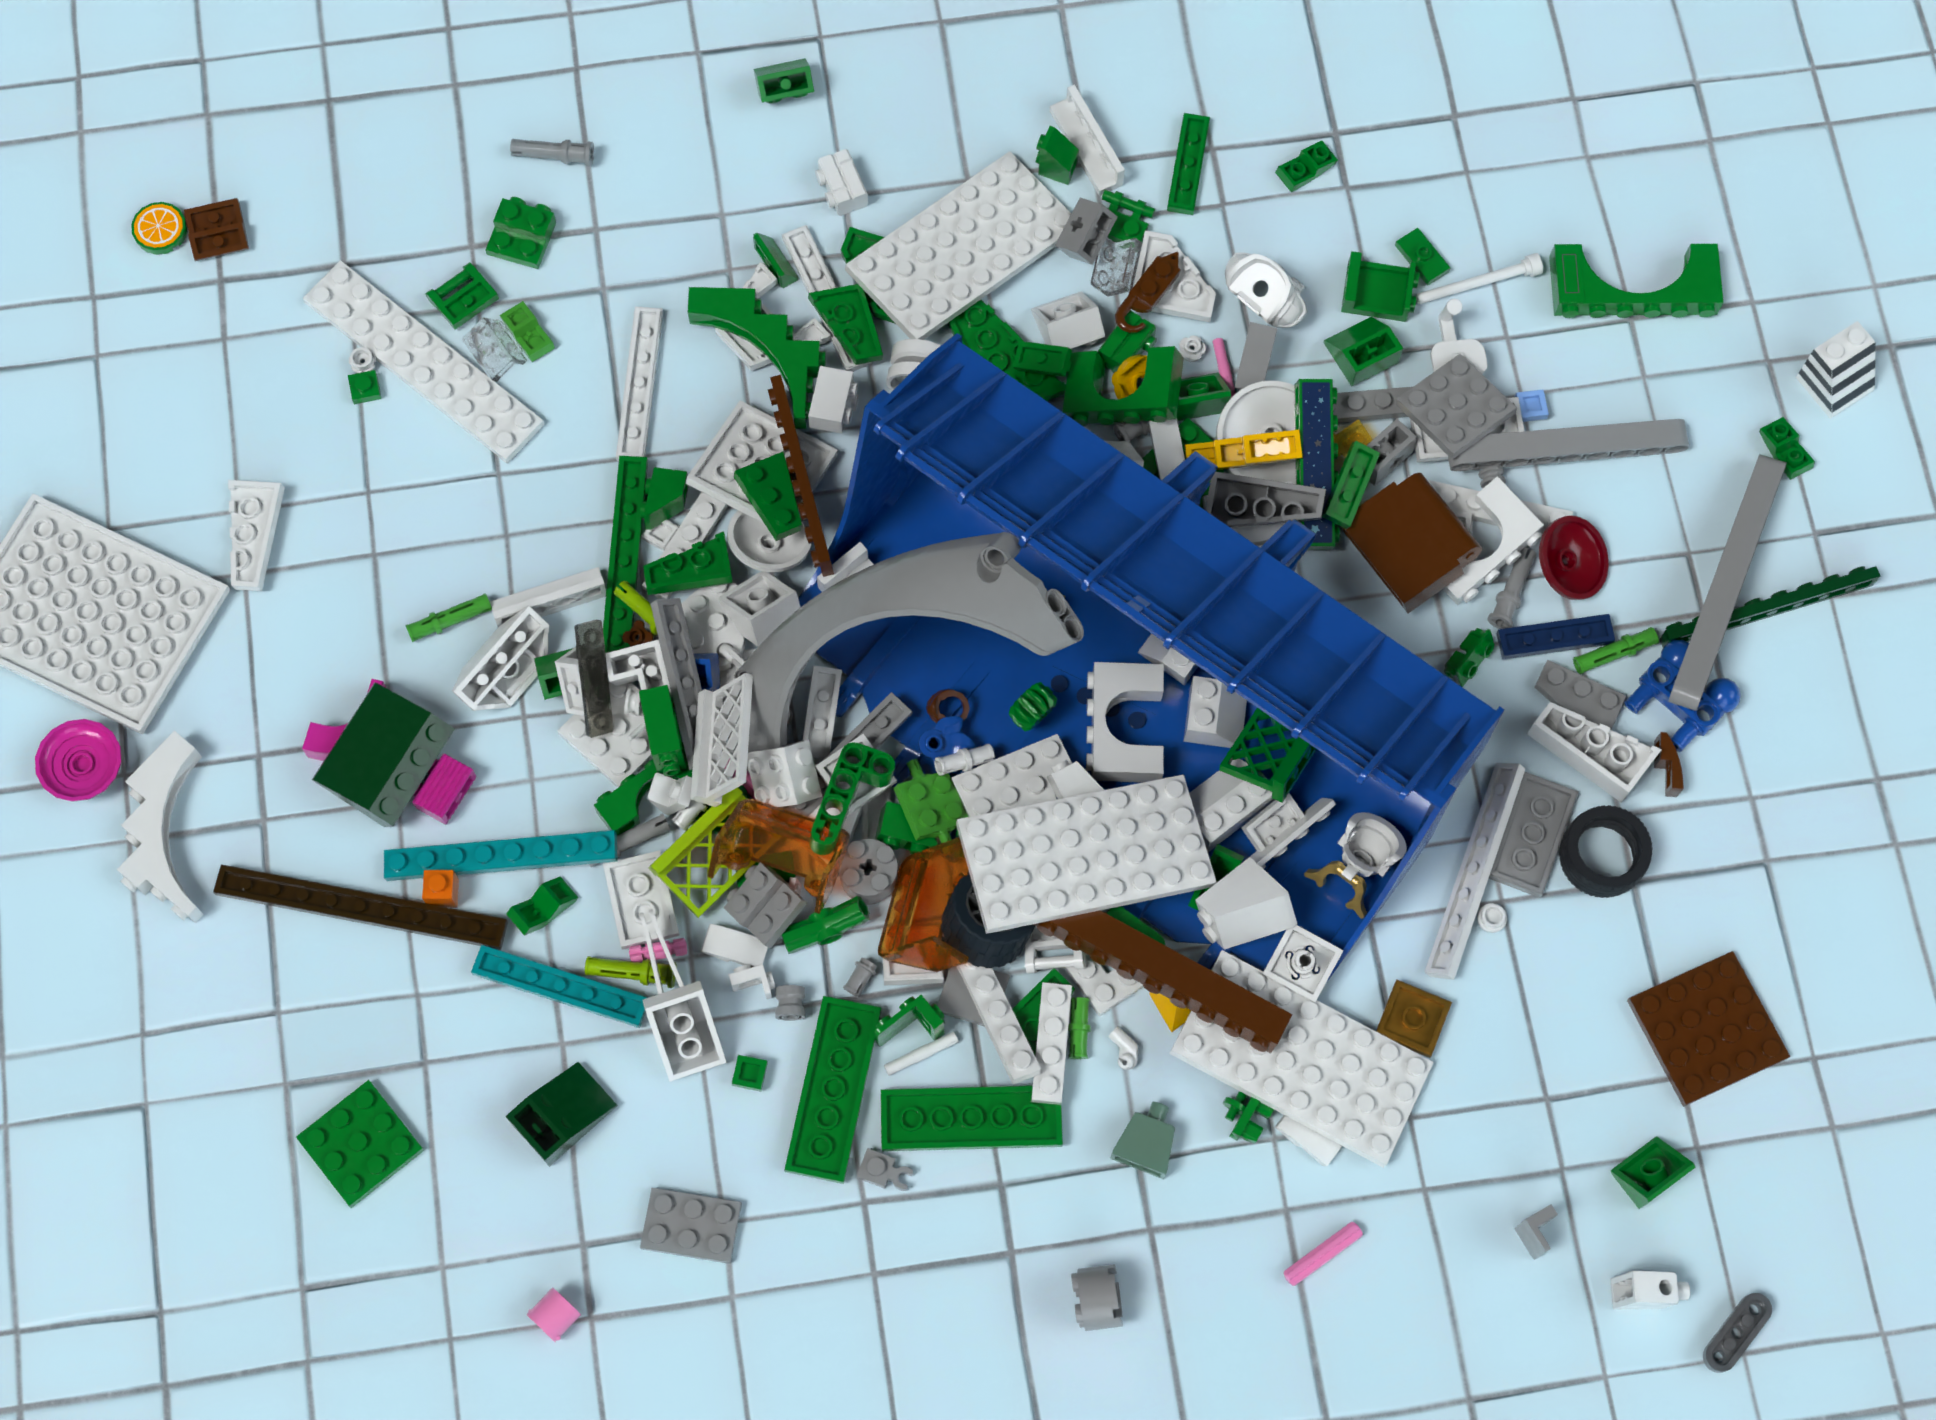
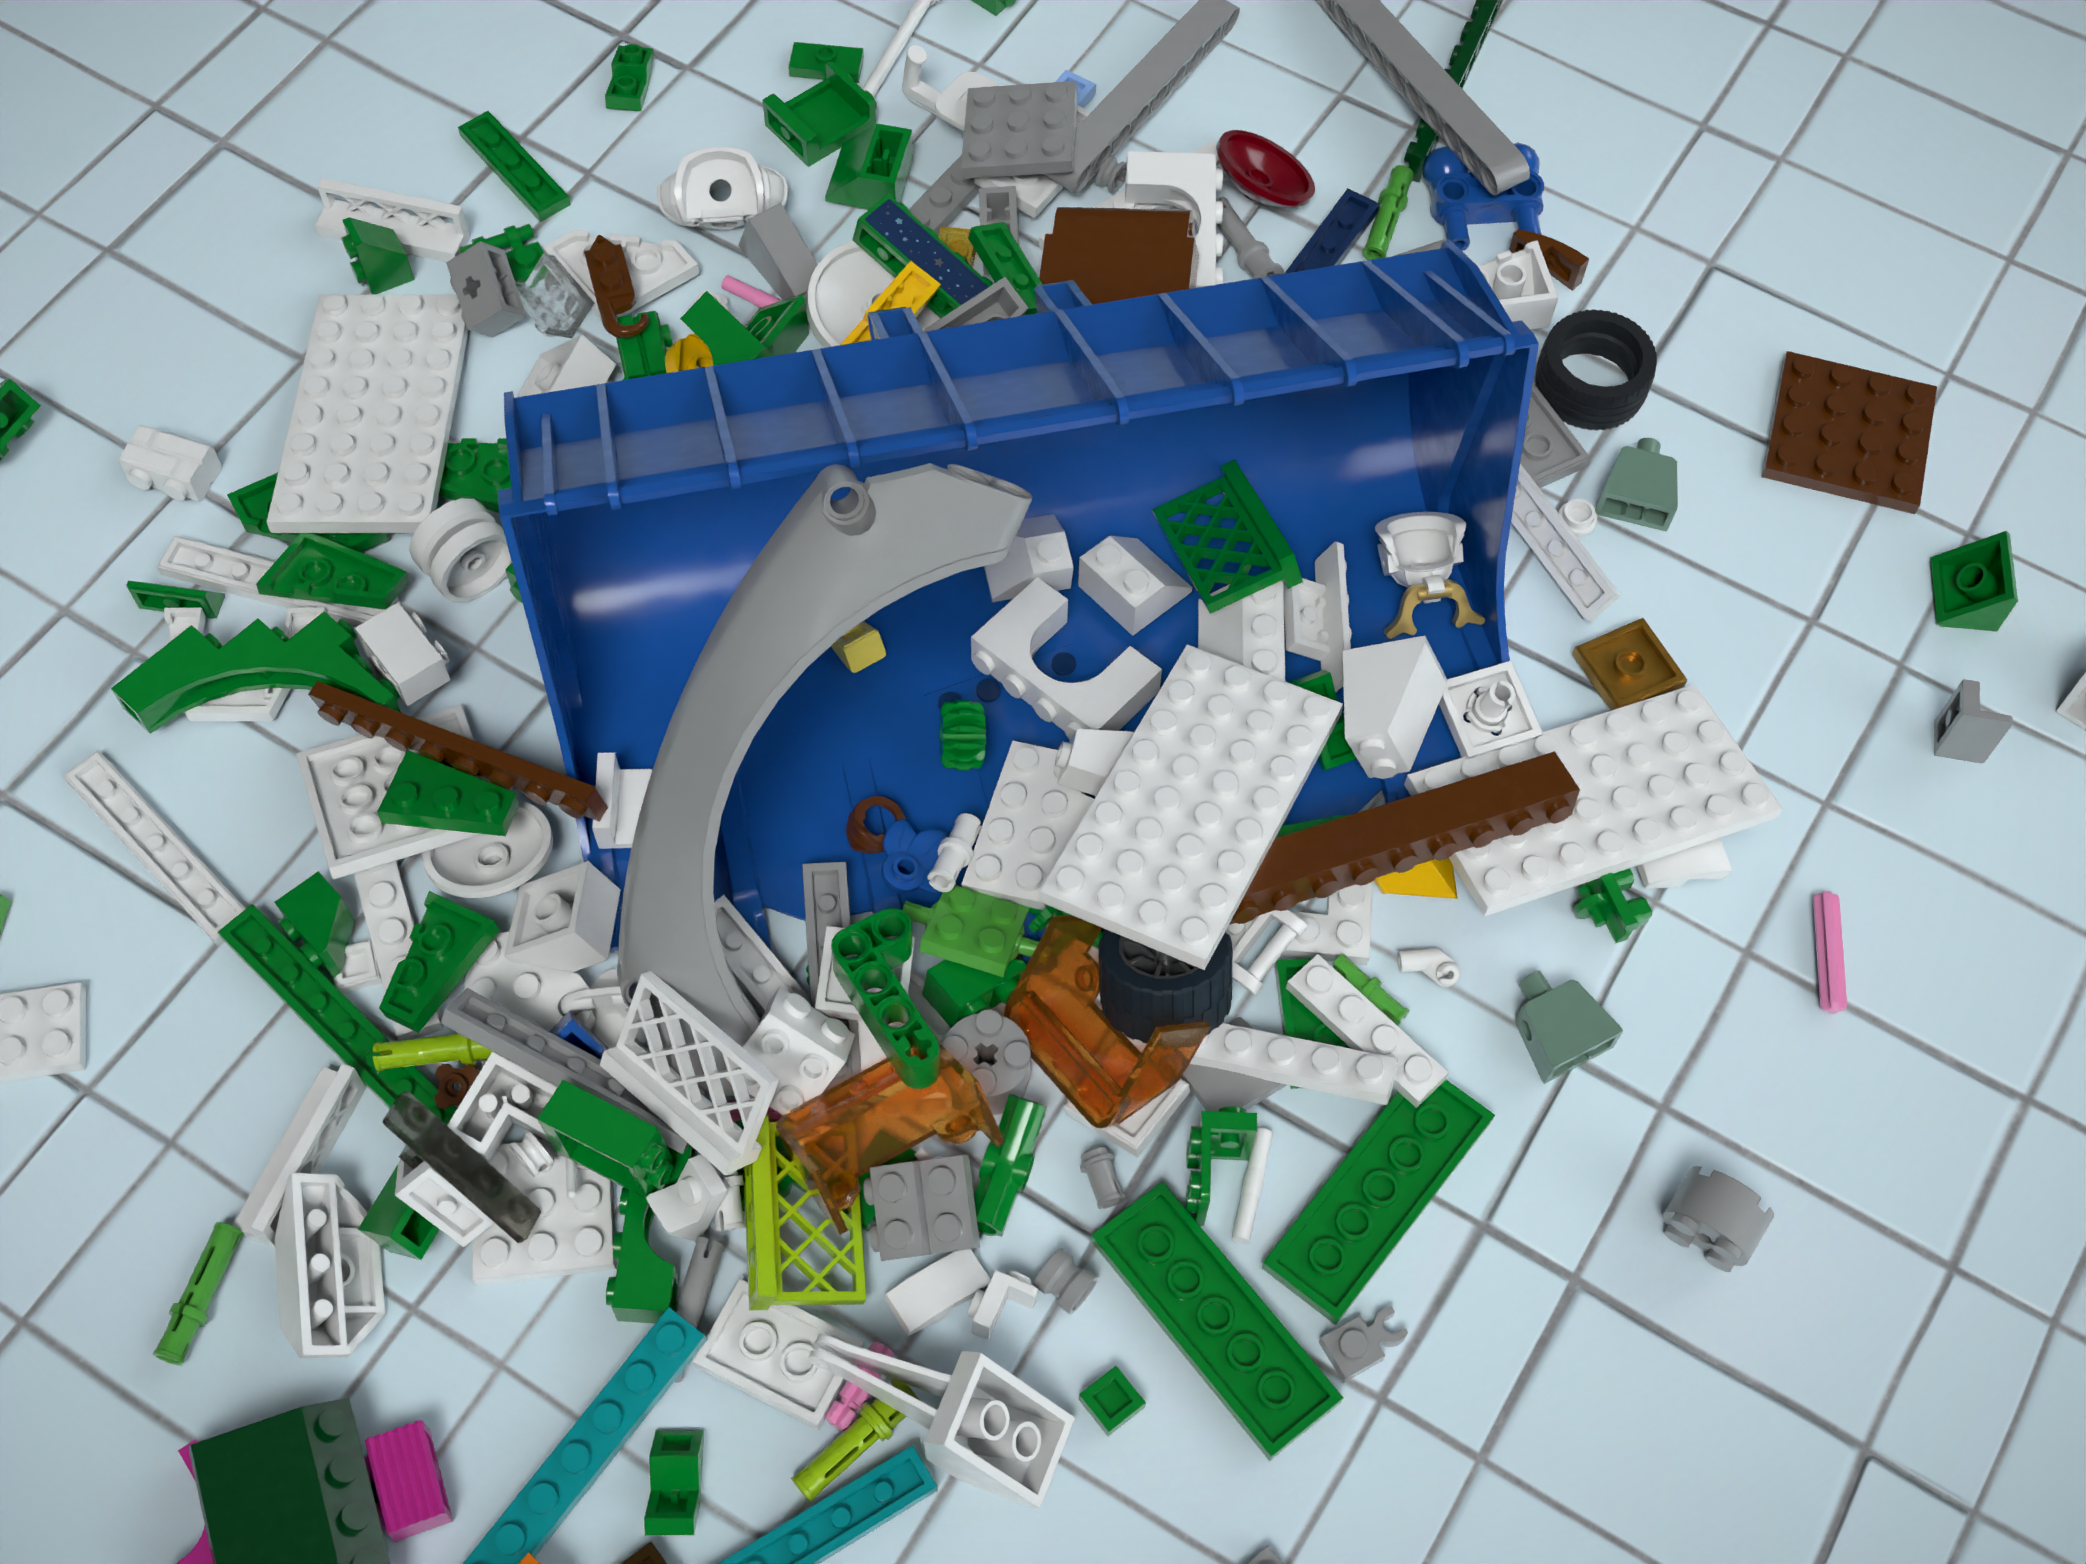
camera: 50 degrees left, 10 degrees down
(1546, 935) = (1641, 487): none -> sand green torso

